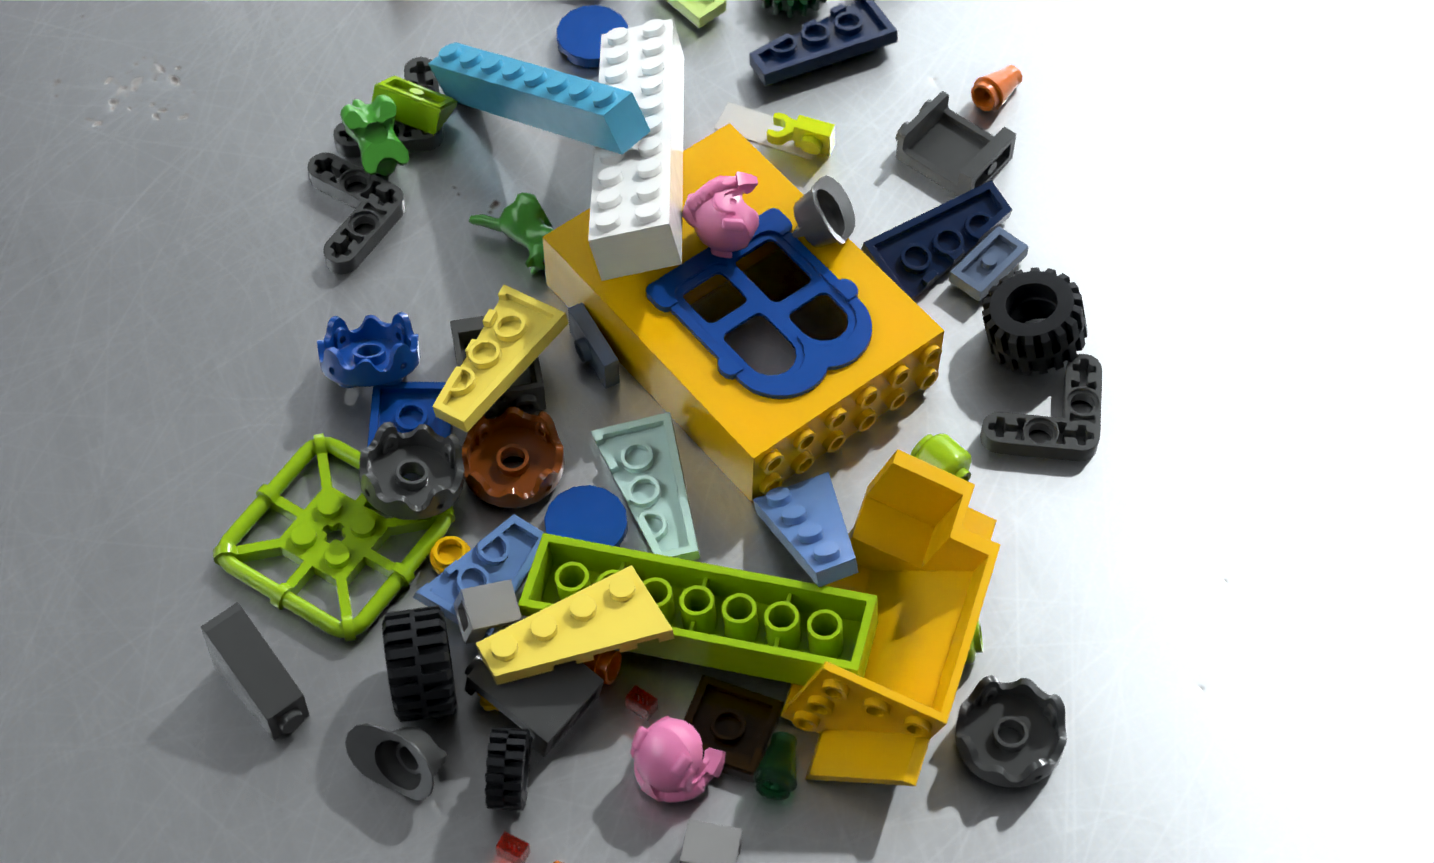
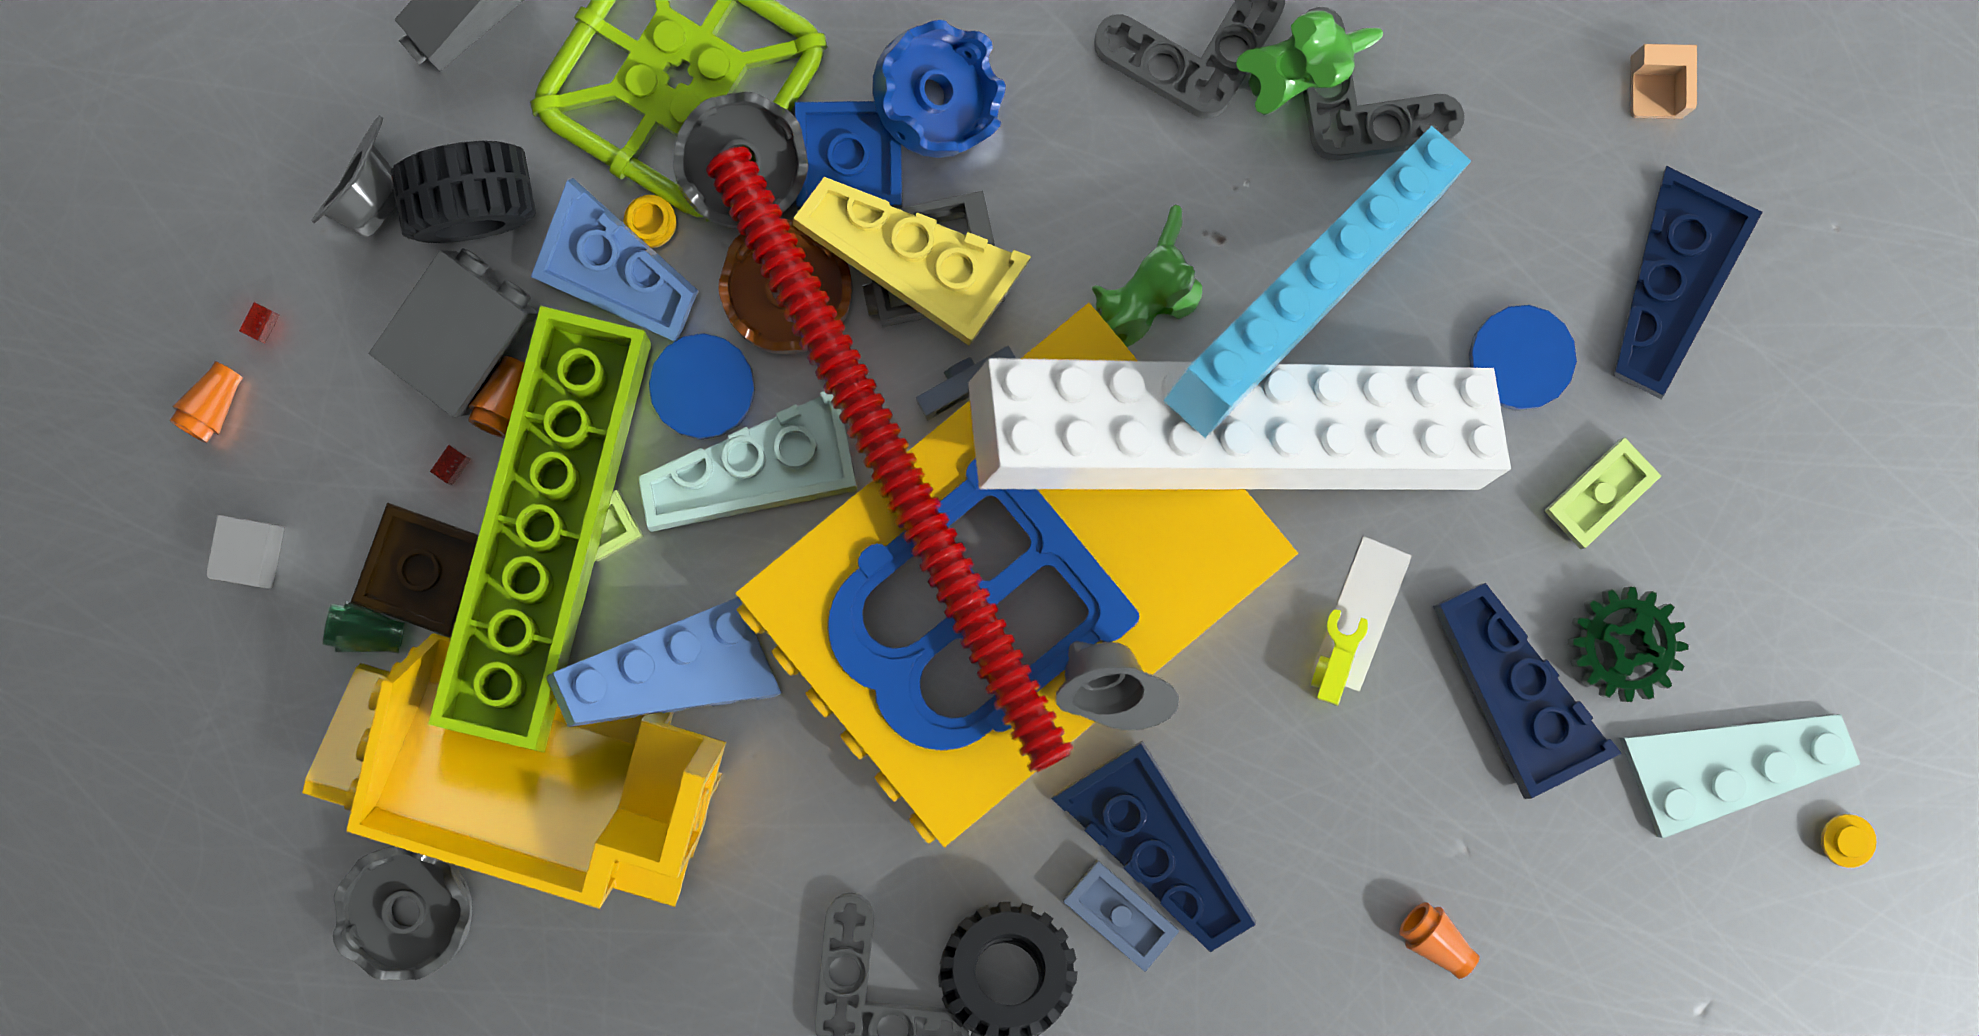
camera: 85 degrees right, 30 degrees up
(416, 104) = (1371, 111): lime slope -> none
(486, 608) = (540, 270): light grey panel -> none
(507, 768) = (337, 308): black tyre -> none
(590, 622) = (495, 388): light yellow wing -> none
(647, 351) = (888, 457): none -> red piece
(672, 762) = (356, 499): bright pink helmet -> none
(721, 214) = (1085, 539): bright pink helmet -> none
(945, 454) = (792, 839): lime head -> none
(952, 148) = (1325, 873): dark grey panel -> none

